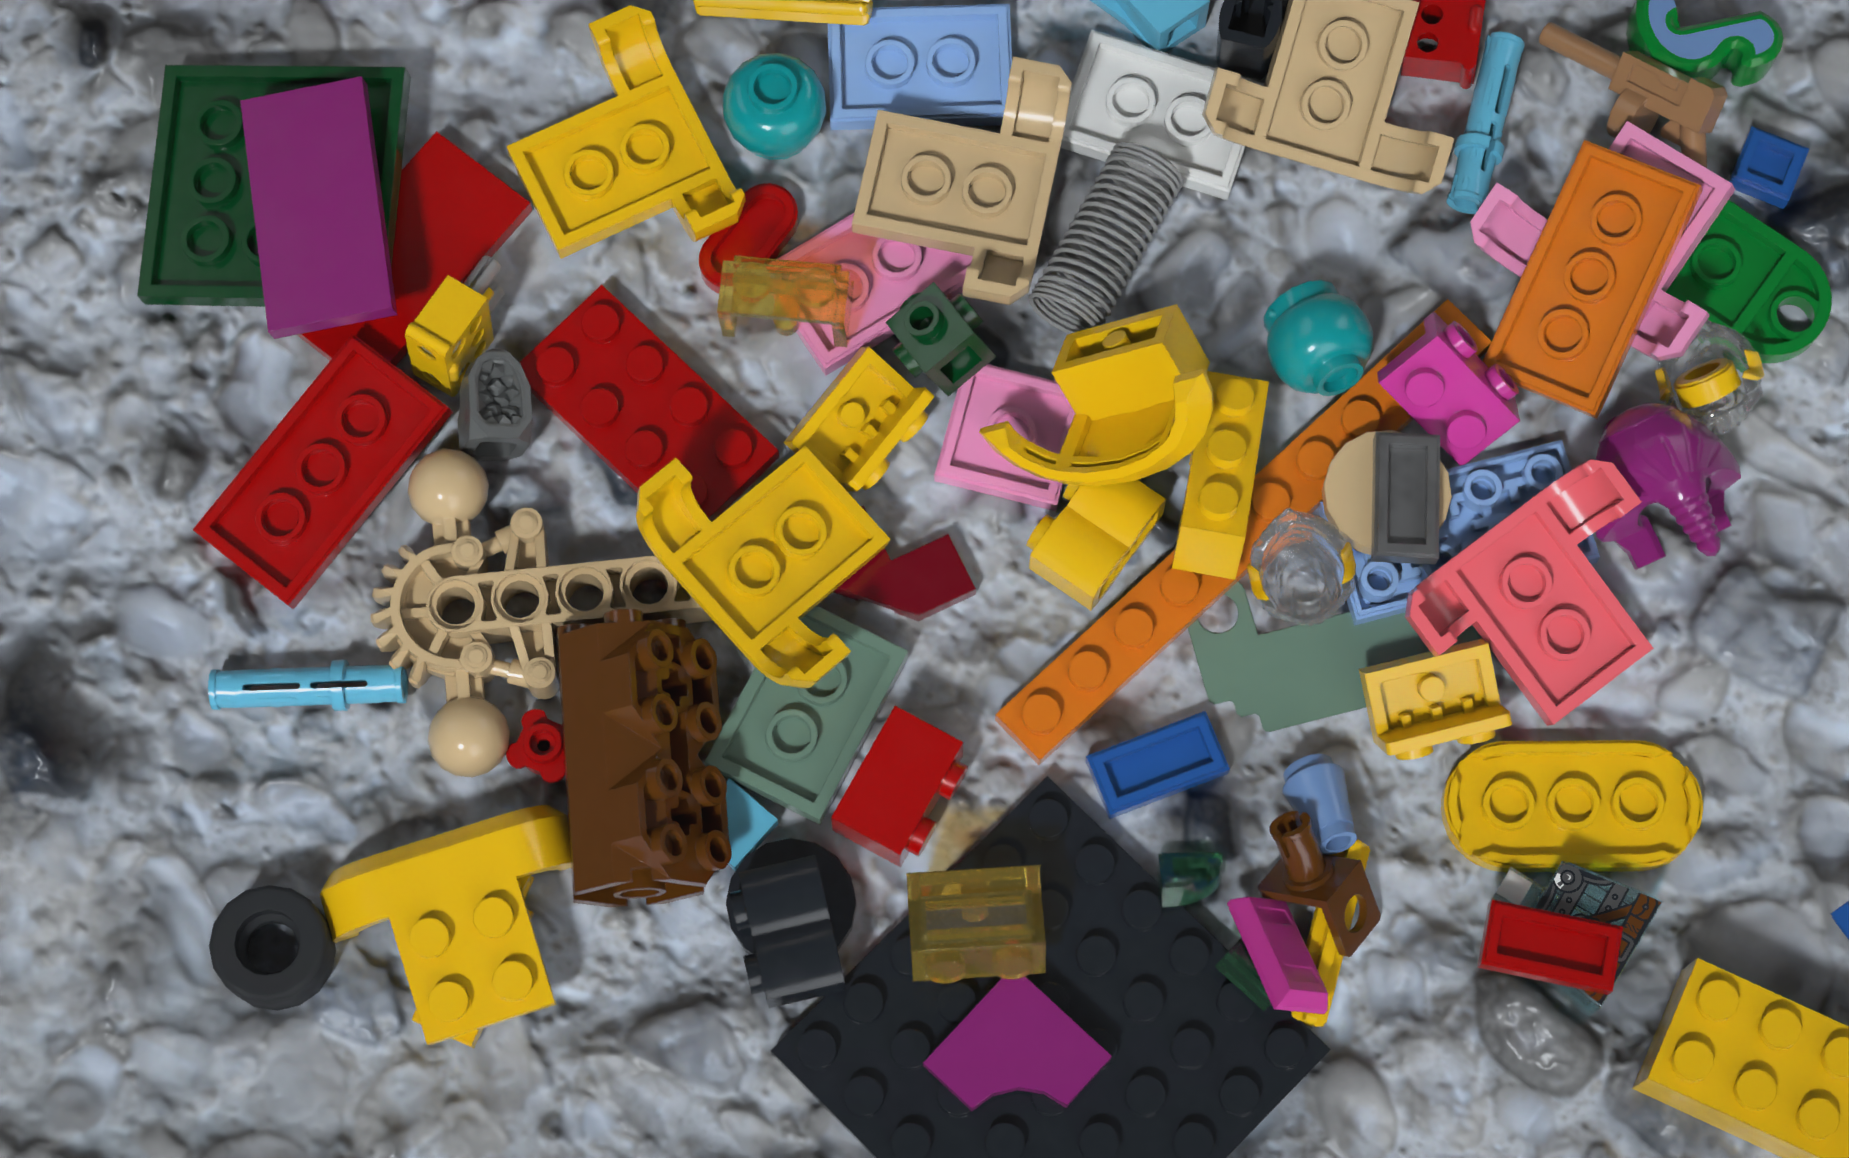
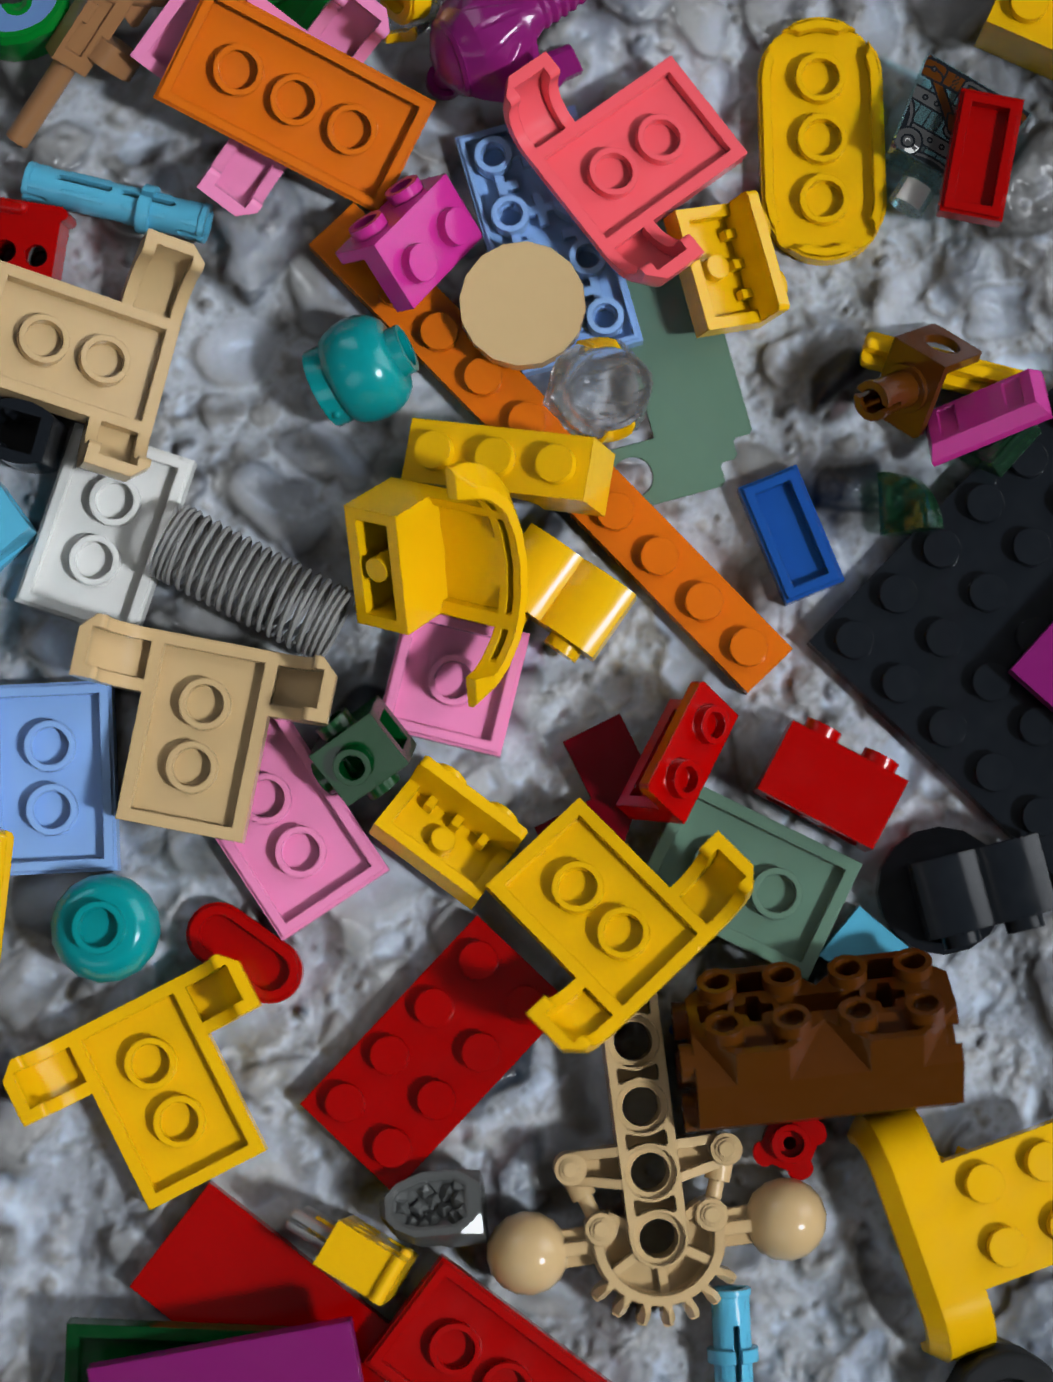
camera: 90 degrees left, 10 degrees up
(786, 293) = (323, 909): clear yellow window -> none
(930, 633) = (678, 757): none -> red bracket
(976, 923) = (980, 704): clear yellow window -> none
(1320, 790) = (831, 374): medium blue cone -> none
(1405, 498) = (533, 284): flat silver tile -> none

